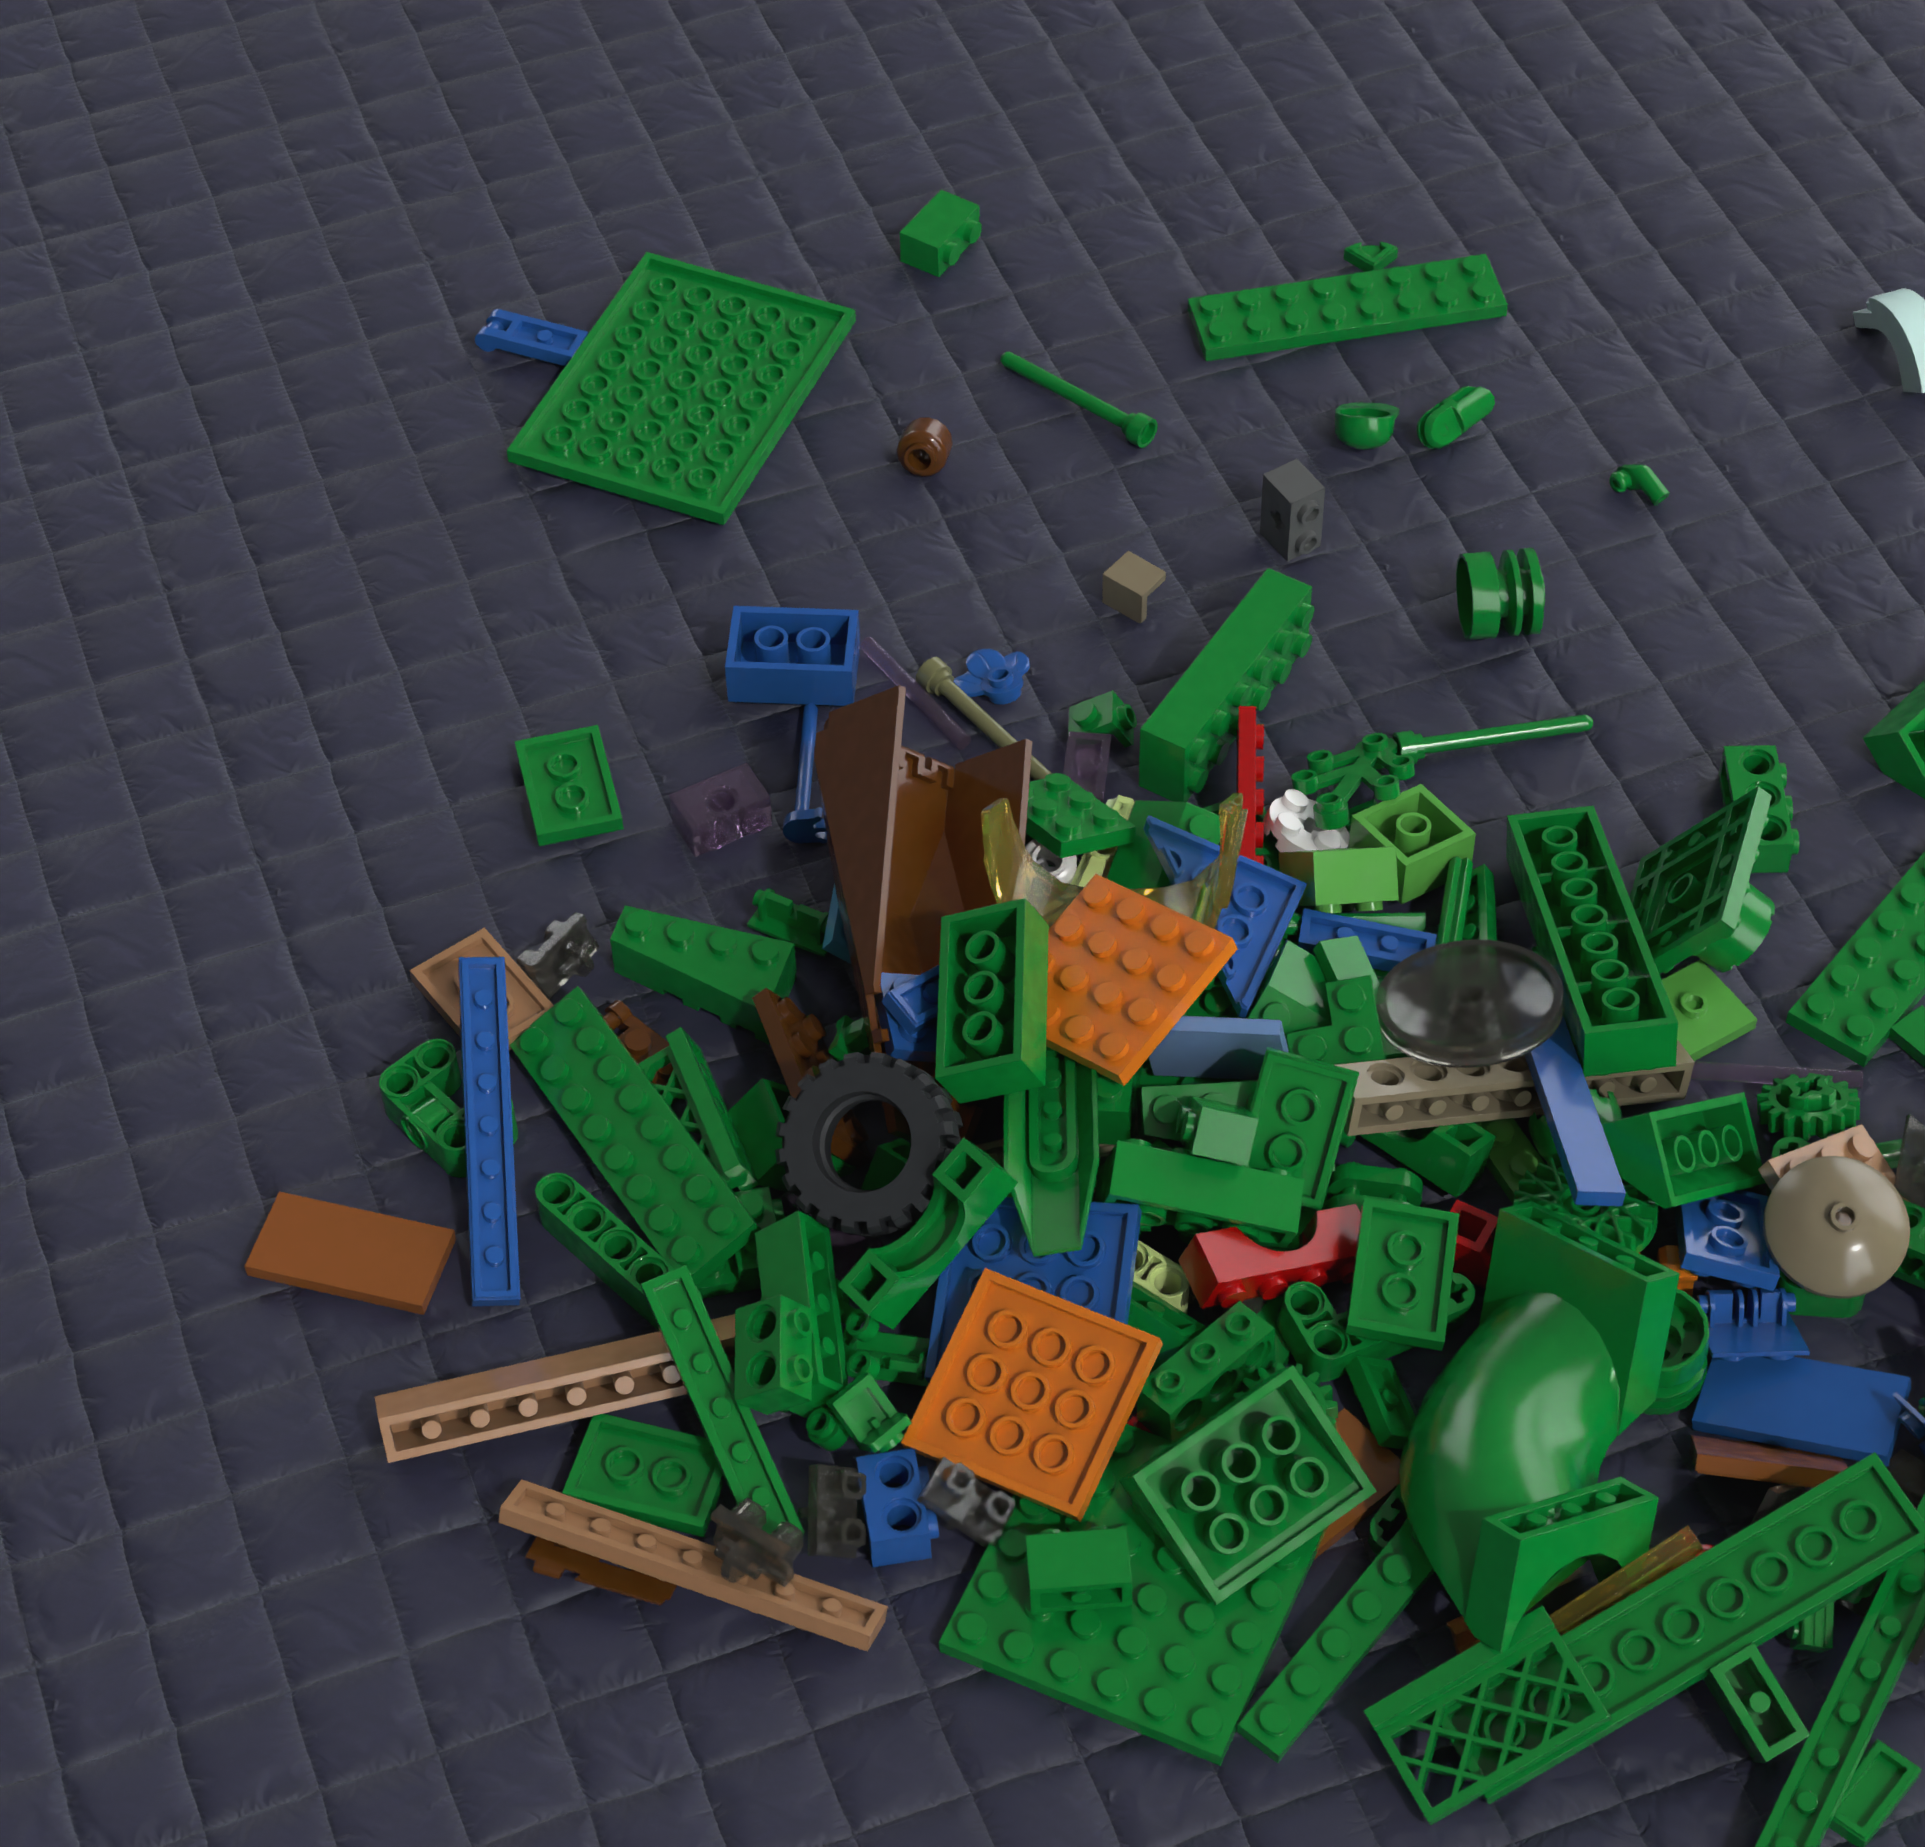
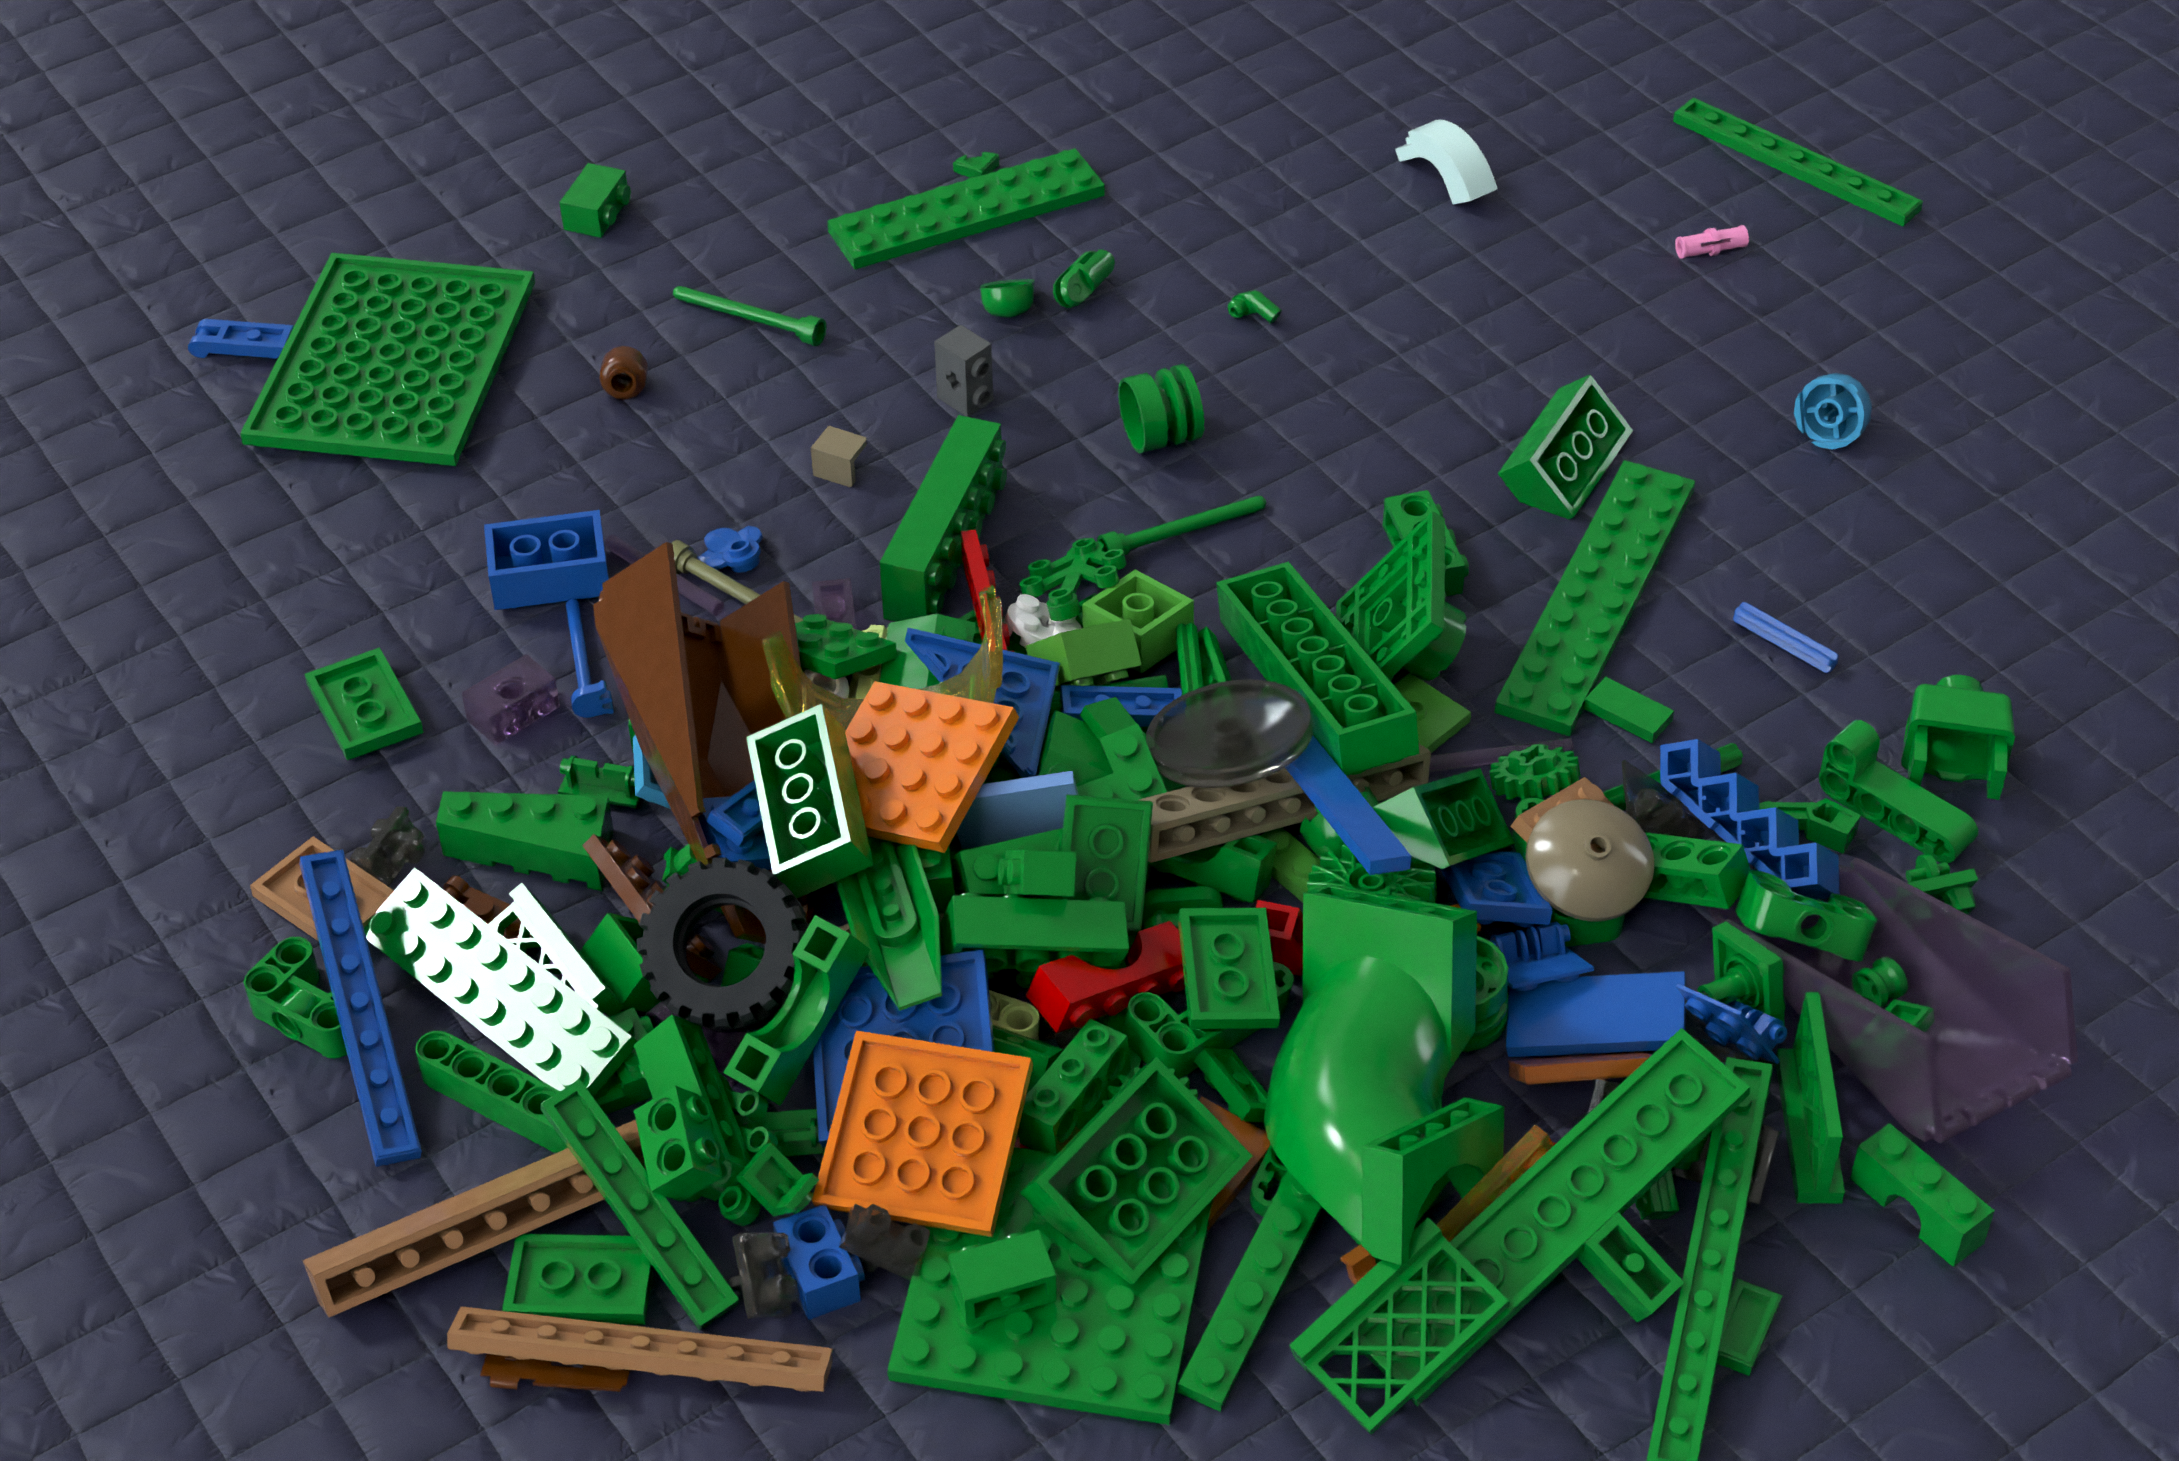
camera: 15 degrees left, 5 degrees down
(351, 1253) = (248, 1142): dark orange tile -> none
(752, 1550) = (696, 1320): clear smoke hips -> none
(1105, 716) = (840, 563): green bracket -> none

